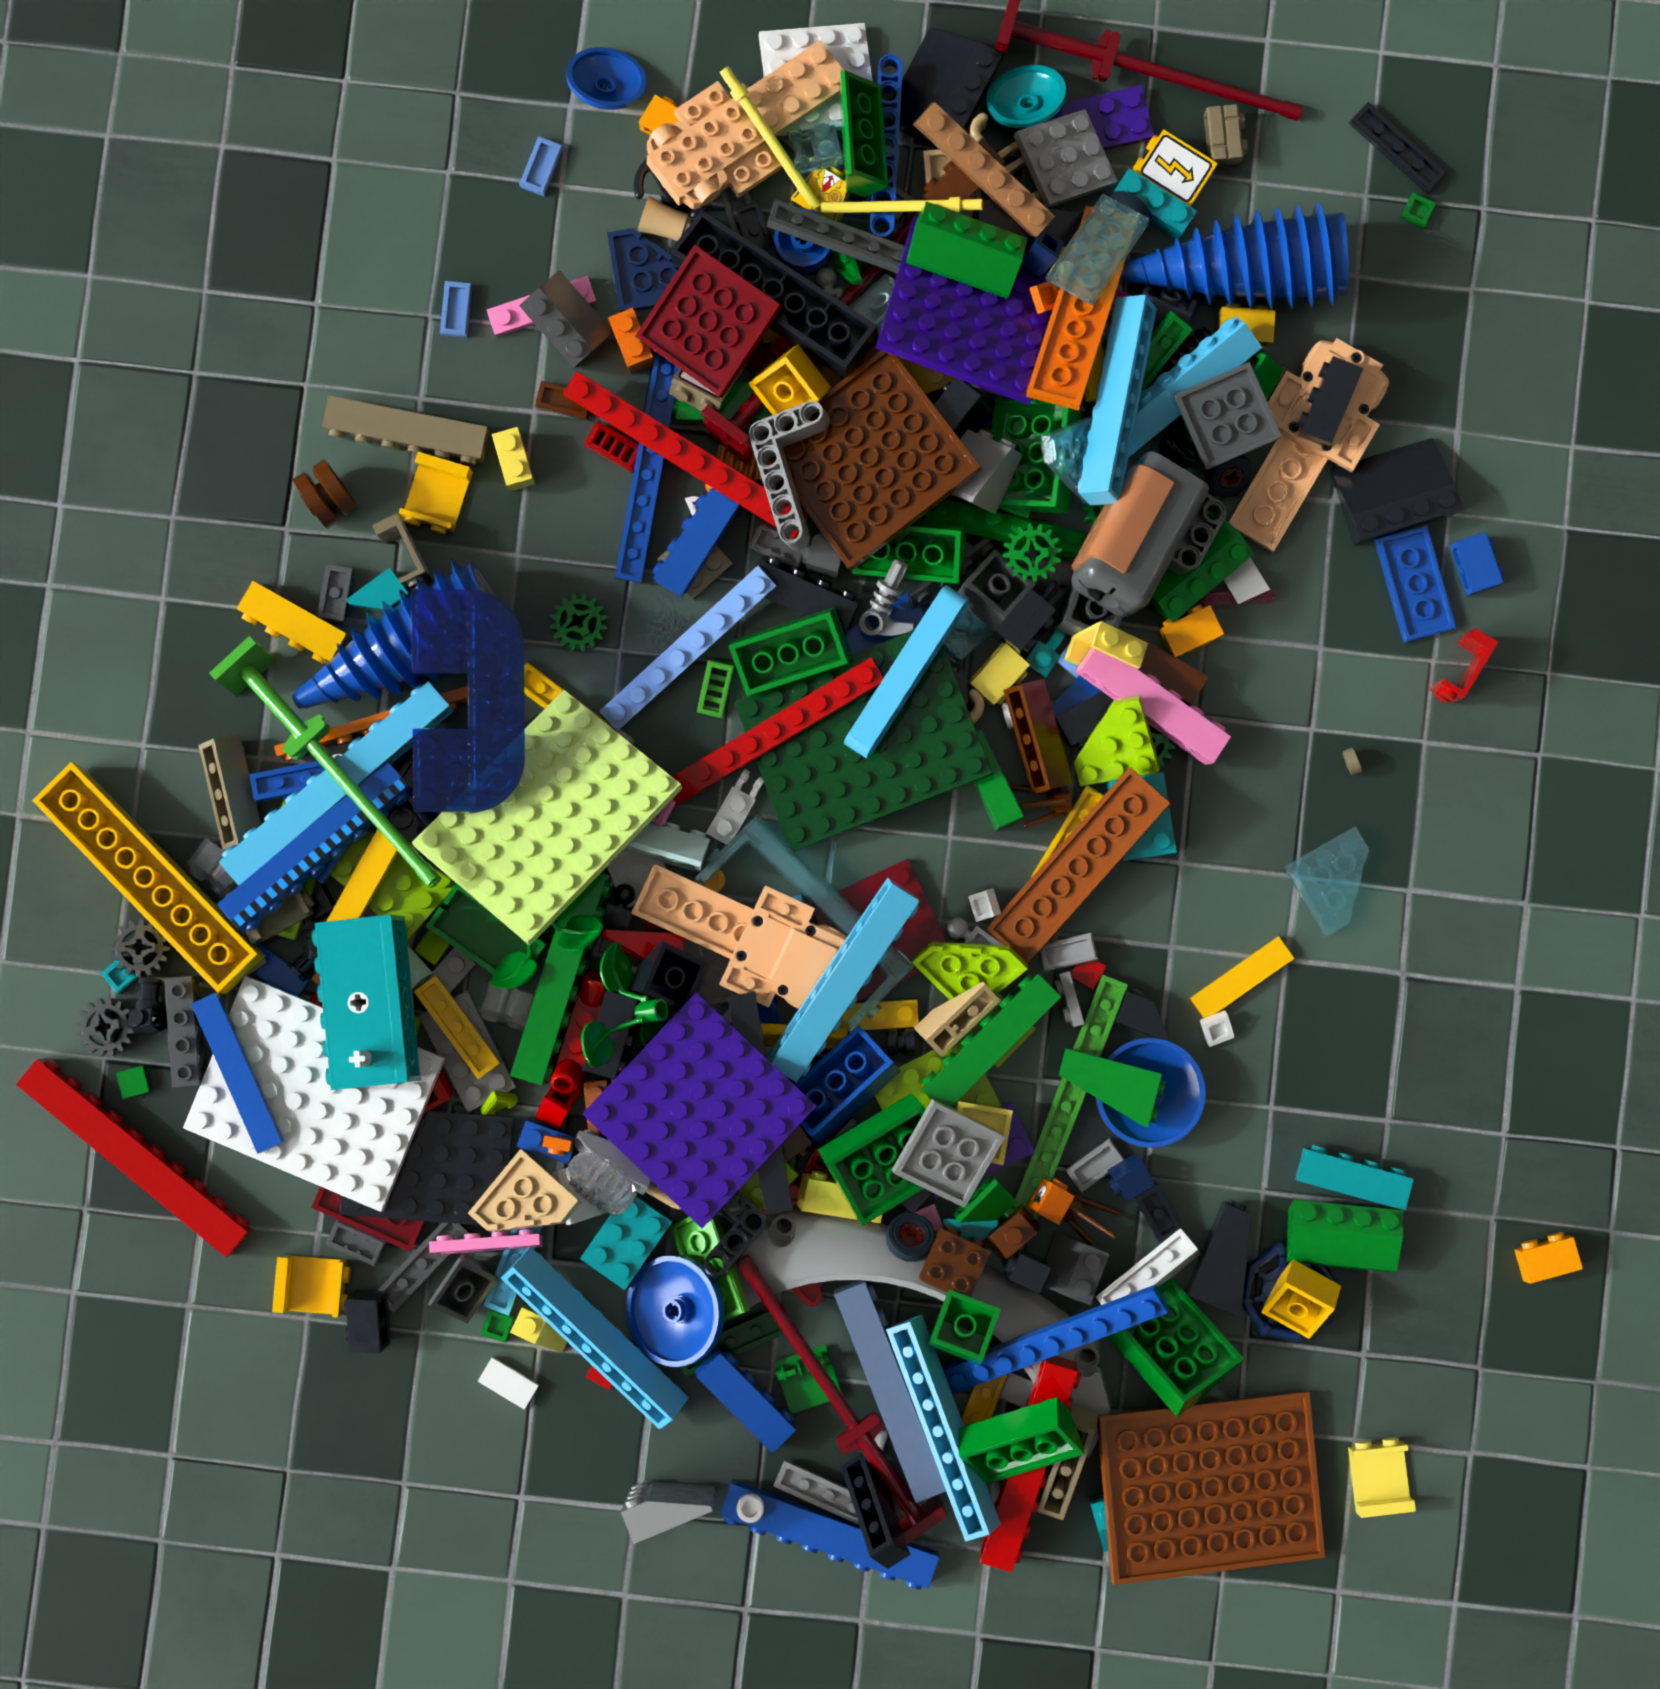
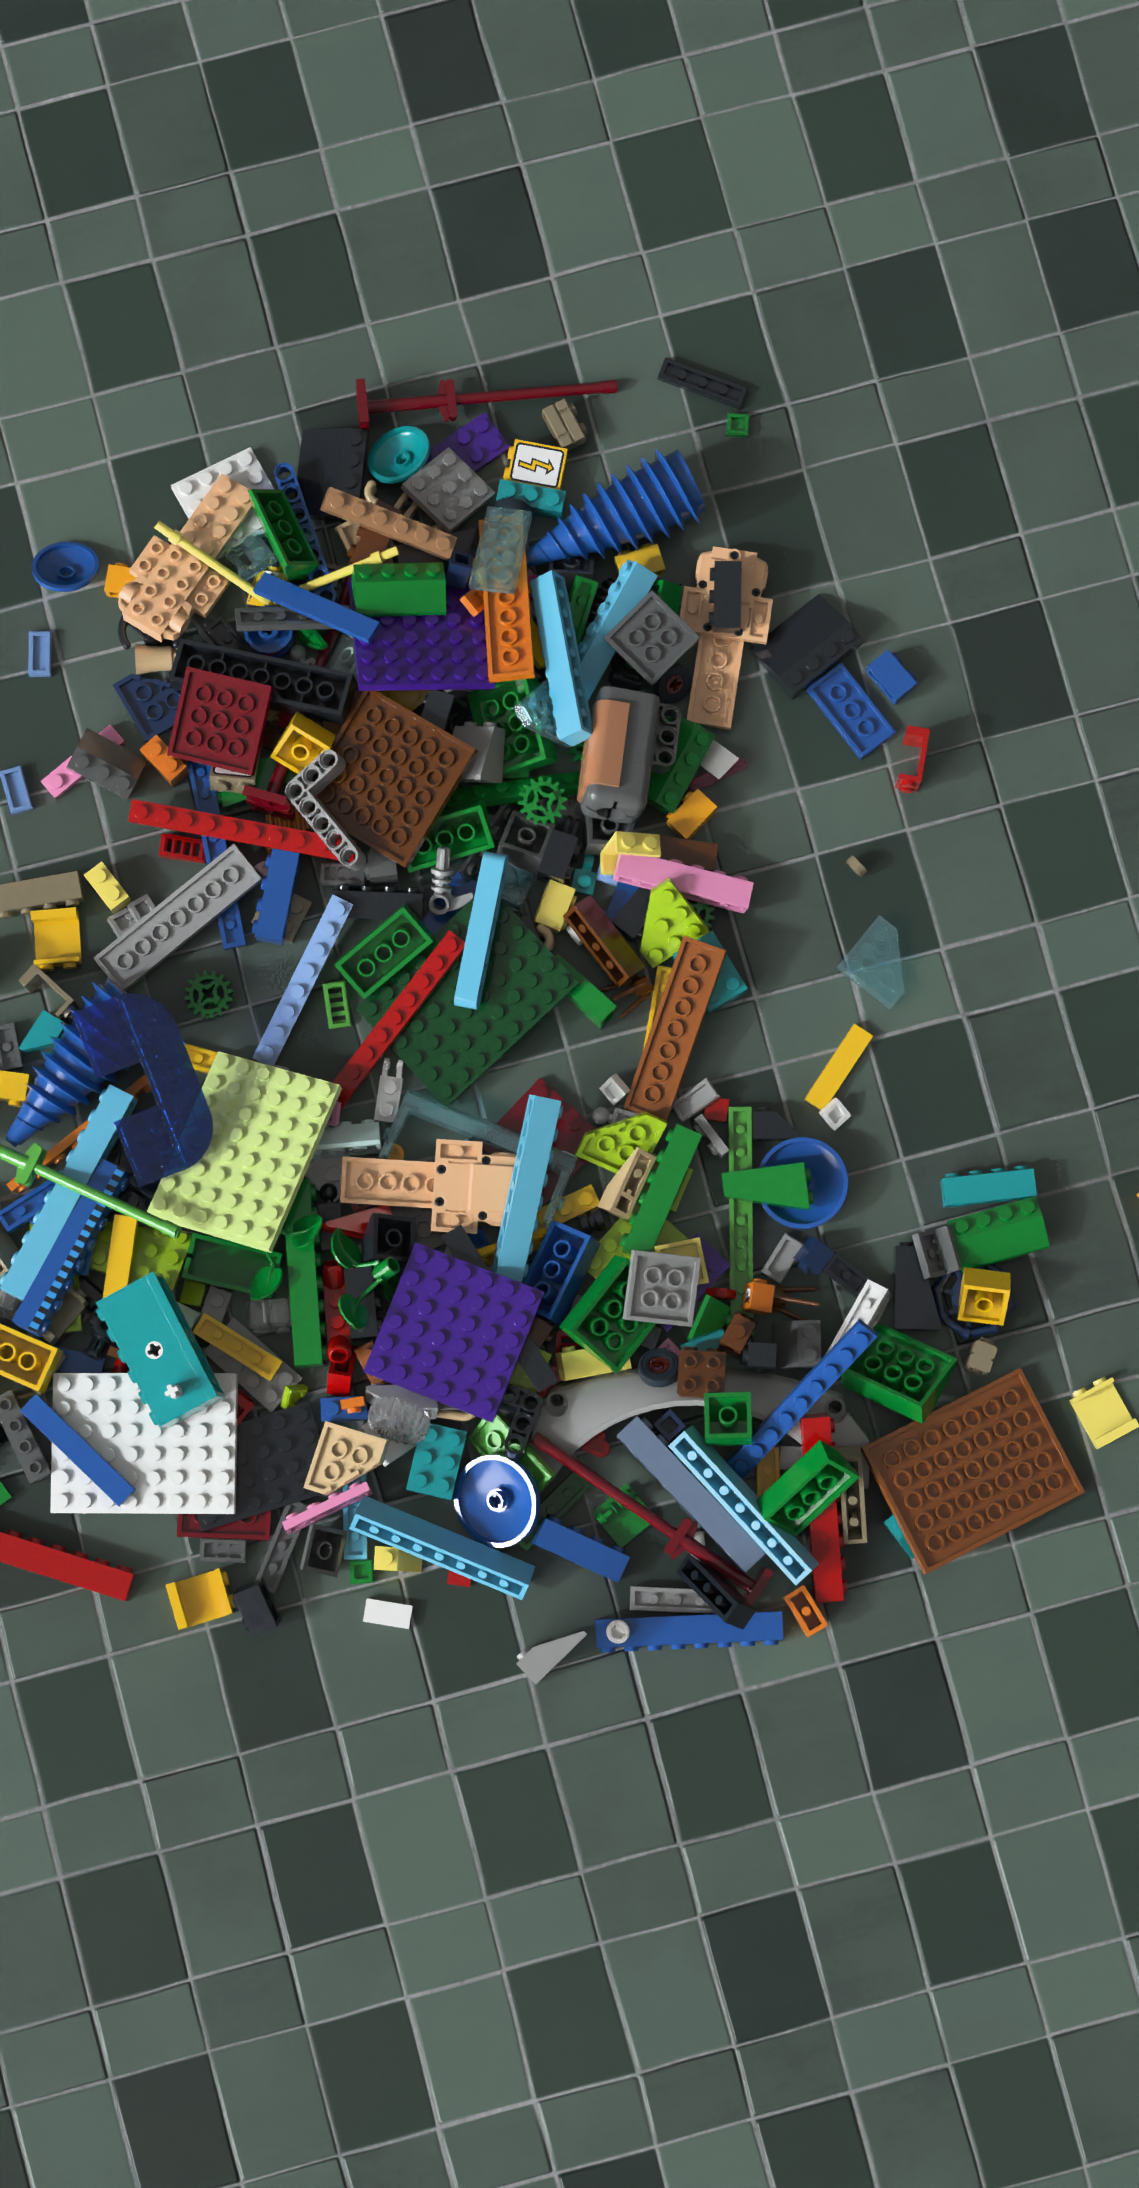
camera: 20 degrees left, 5 degrees down
(529, 501) = (126, 918): none -> light grey slope
(551, 399) = (121, 830): reddish brown tile -> none
(578, 524) = (178, 918): none -> light grey plate
(866, 235) = (317, 607): none -> blue tile
(896, 1302) = (669, 1425): none -> dark blue brick
(965, 1567) = (805, 1611): none -> orange brick
(1011, 1180) = (721, 1293): none -> red tile
(1269, 1230) = (937, 1252): none -> dark grey bracket
(1270, 1364) = (980, 1356): none -> dark tan brick

